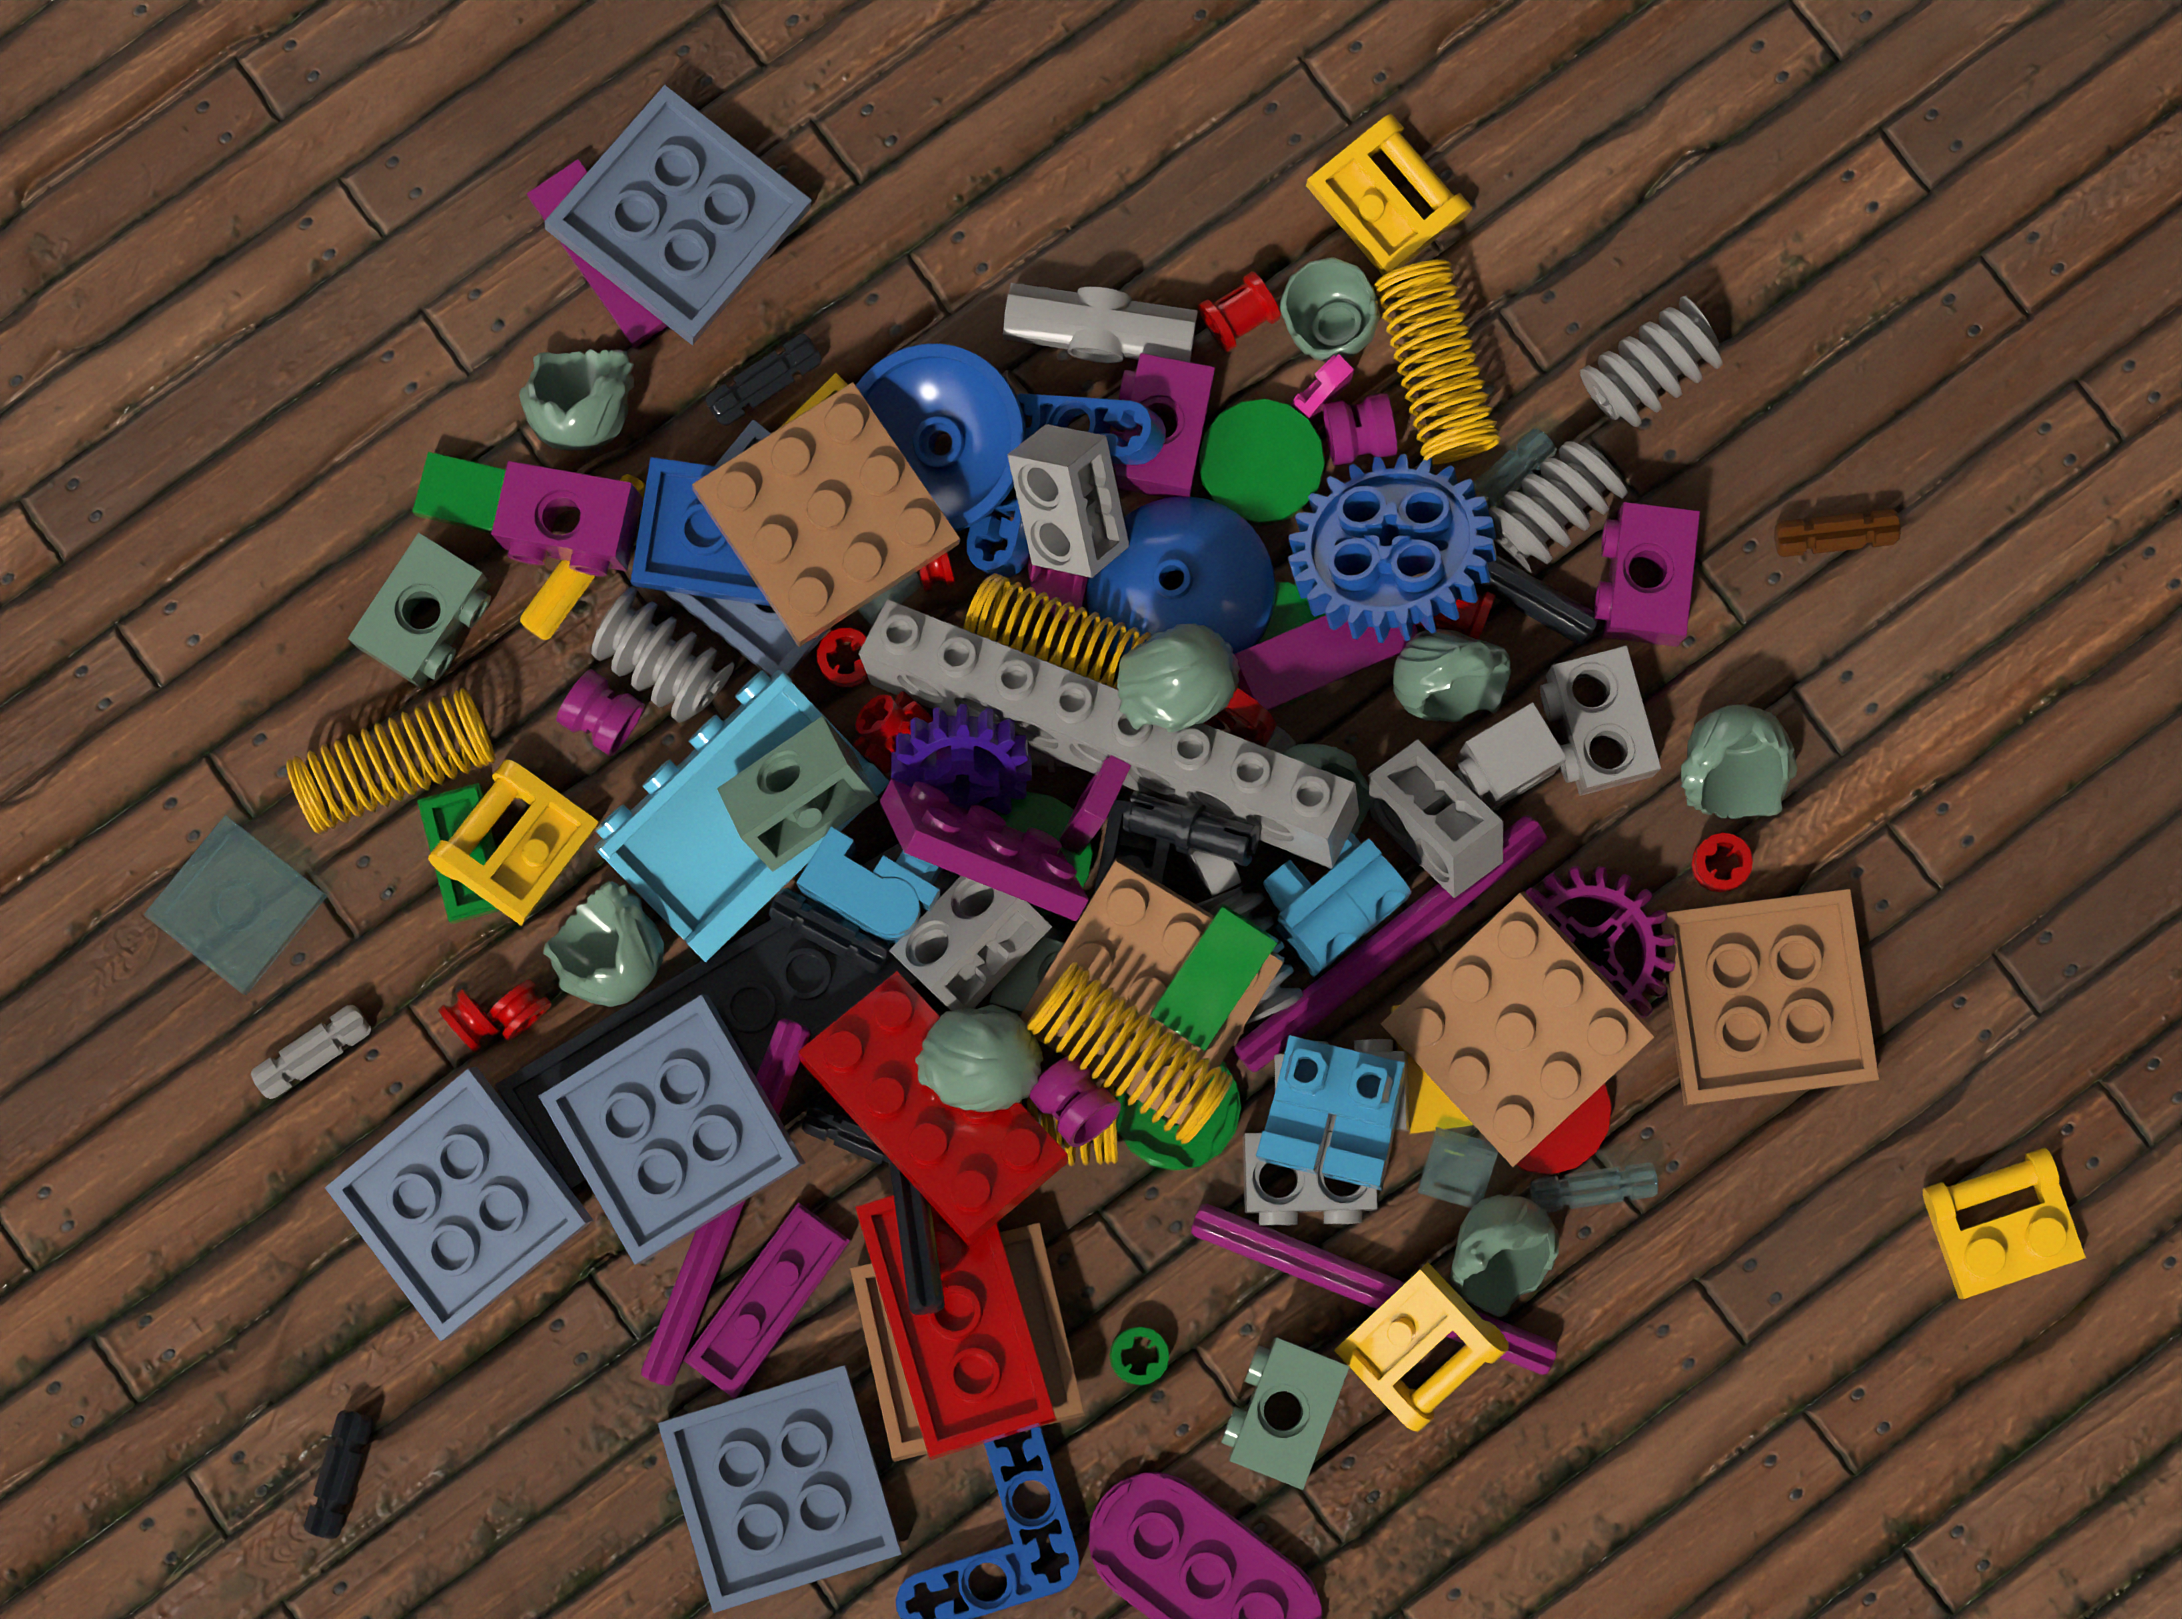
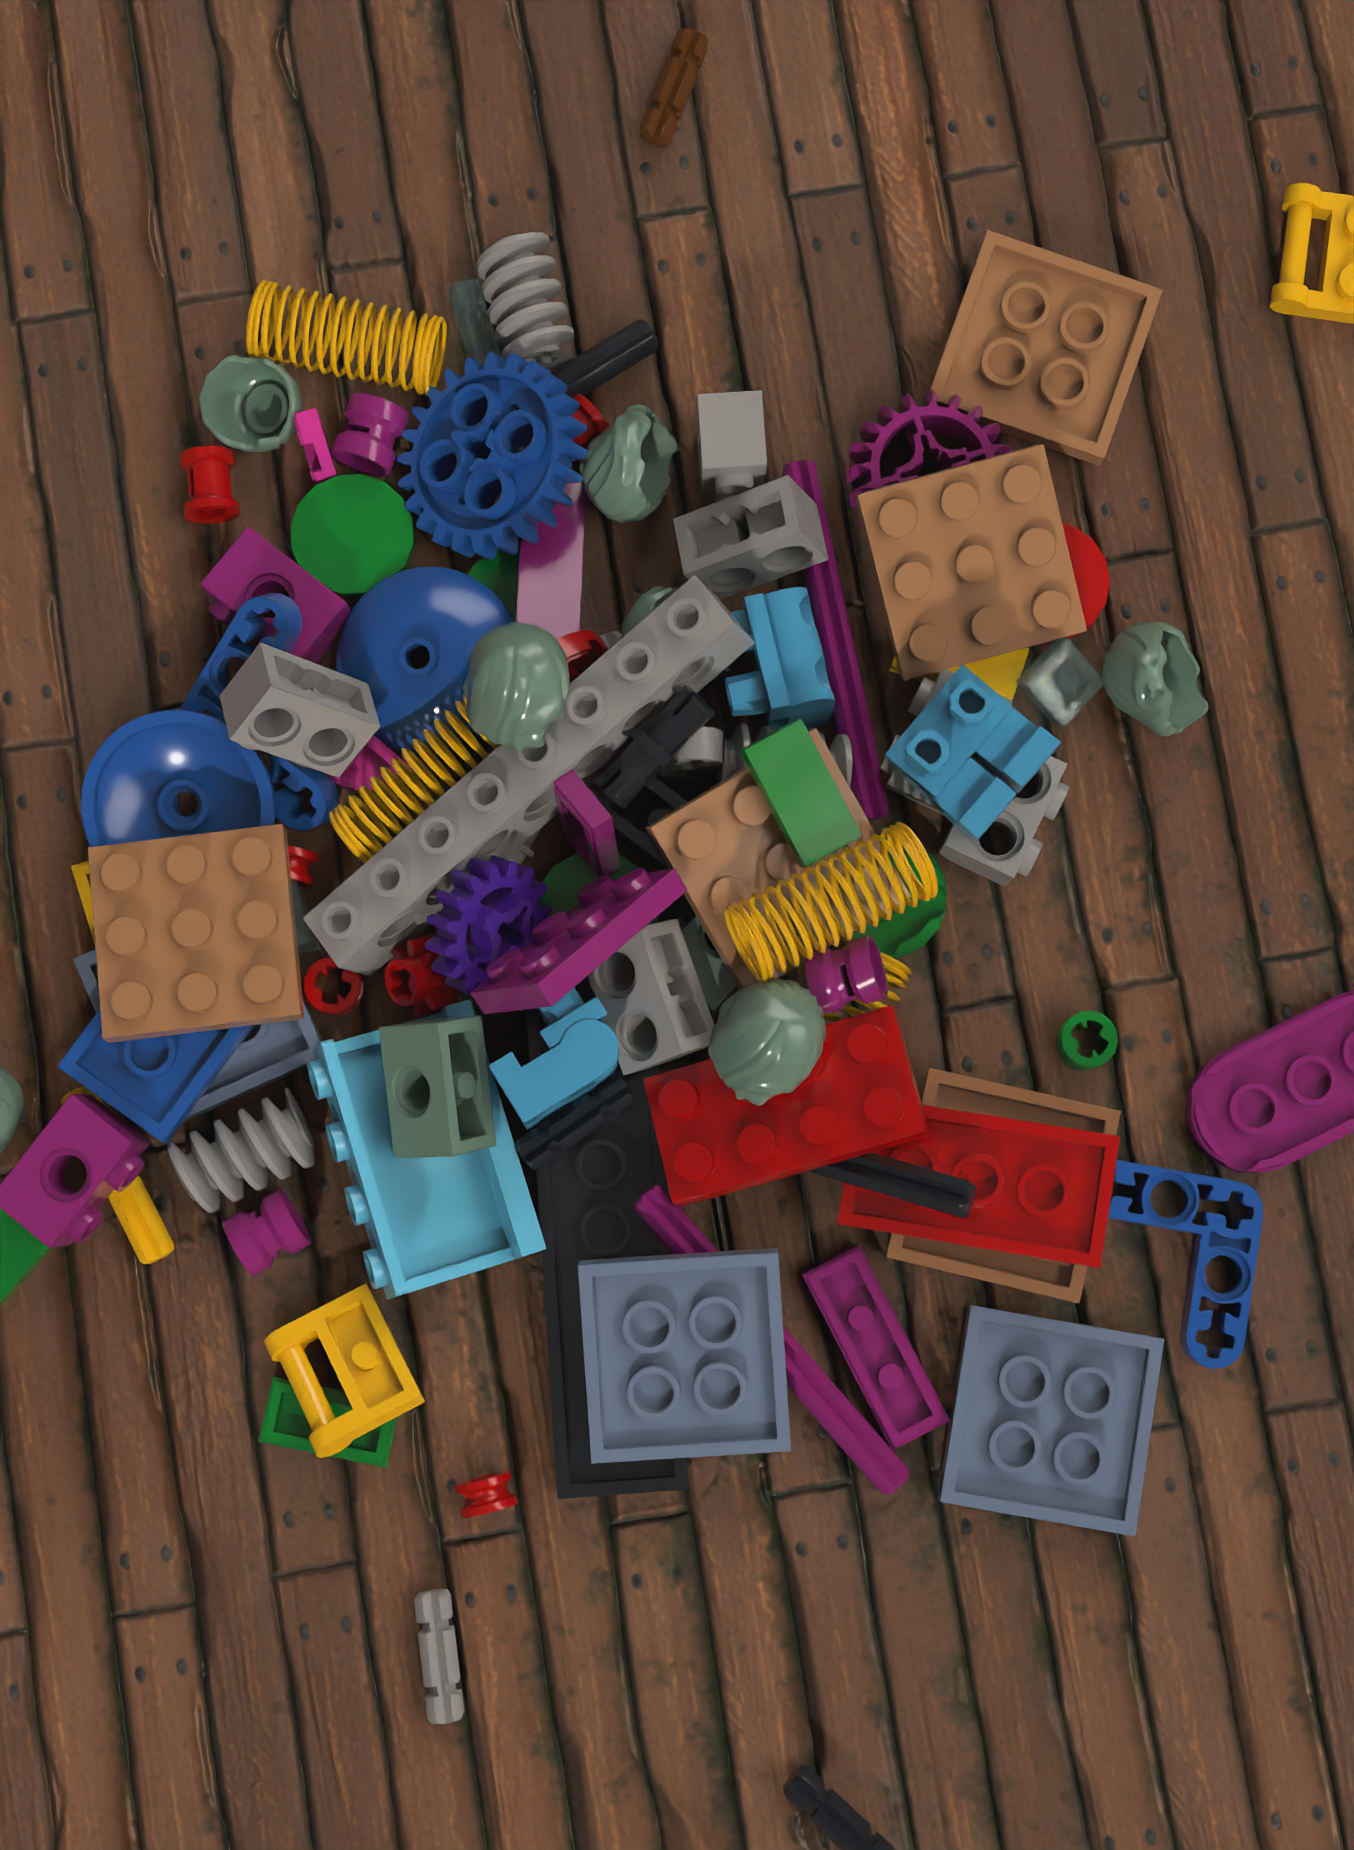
camera: 65 degrees left, 0 degrees up
(235, 905) = (266, 1660): clear light blue tile -> none
(309, 796) = (207, 1540): yellow piece -> none
(420, 576) = (53, 1334): sand green brick -> none
(459, 1203) = (650, 1587): sand blue plate -> none
(519, 1009) = (499, 1442): red bush -> none
(607, 948) = (485, 1333): sand green hair -> none
(763, 379) = (42, 933): black axle -> none
(825, 1122) = (742, 1214): black axle -> none
(1098, 324) = (152, 612): light grey piece -> none
(1292, 1451) = (1238, 944): sand green brick -> none
(1344, 1276) = (1128, 808): magenta axle -> none
(1374, 209) = (177, 325): yellow plate -> none
(1409, 1328) = (1185, 793): yellow plate -> none
(1595, 1187) = (1134, 574): clear light blue axle -> none
(1617, 719) = (740, 345): light grey brick -> none
(1652, 362) = (446, 158): light grey piece -> none
(1667, 541) = (614, 226): magenta brick -> none
(1708, 849) = (926, 325): red bush -> none
(1738, 763) = (831, 265): sand green hair -> none

